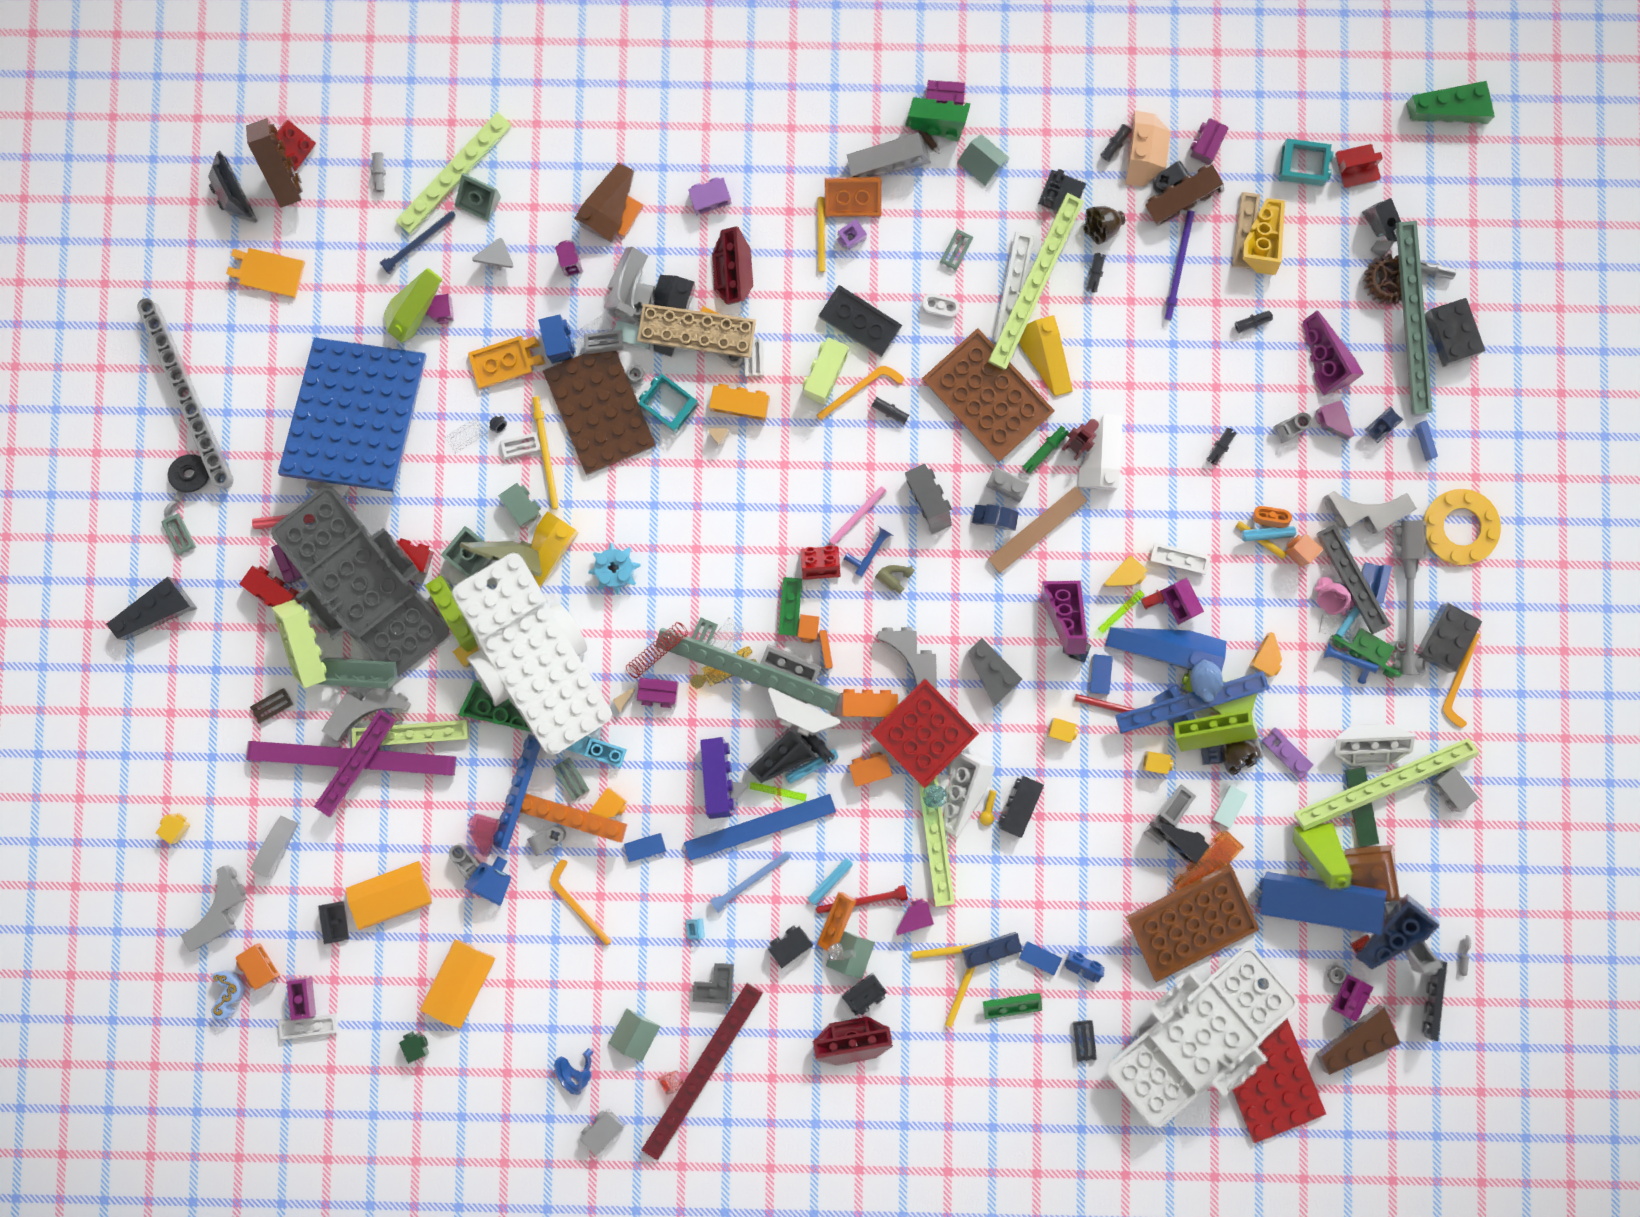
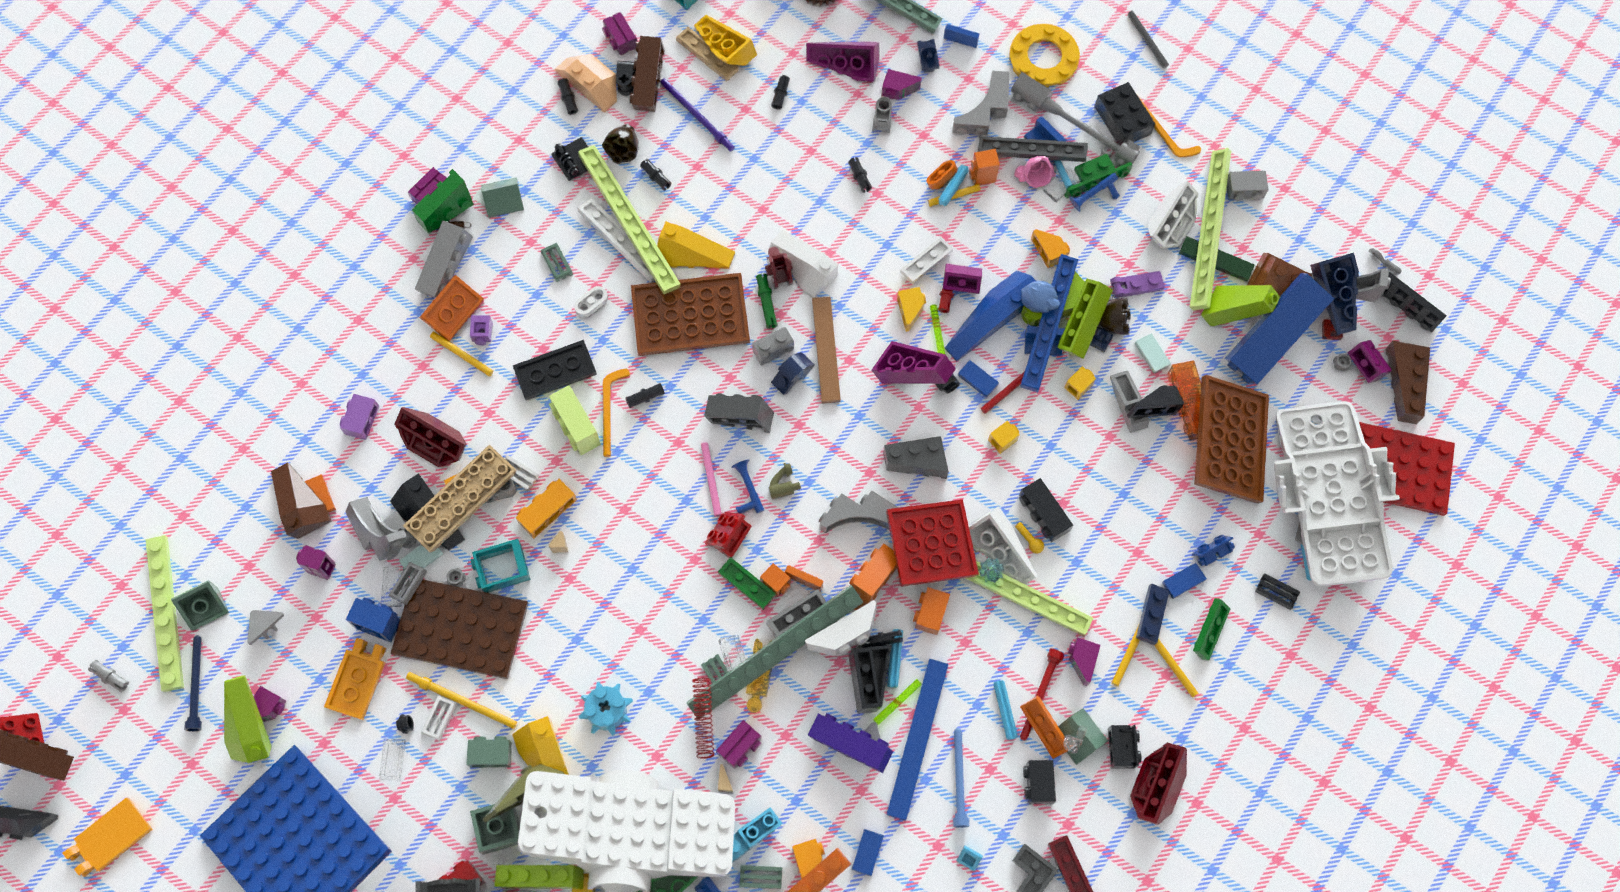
camera: 60 degrees left, 15 degrees down
(1547, 608) = (1141, 29): none -> dark grey bar

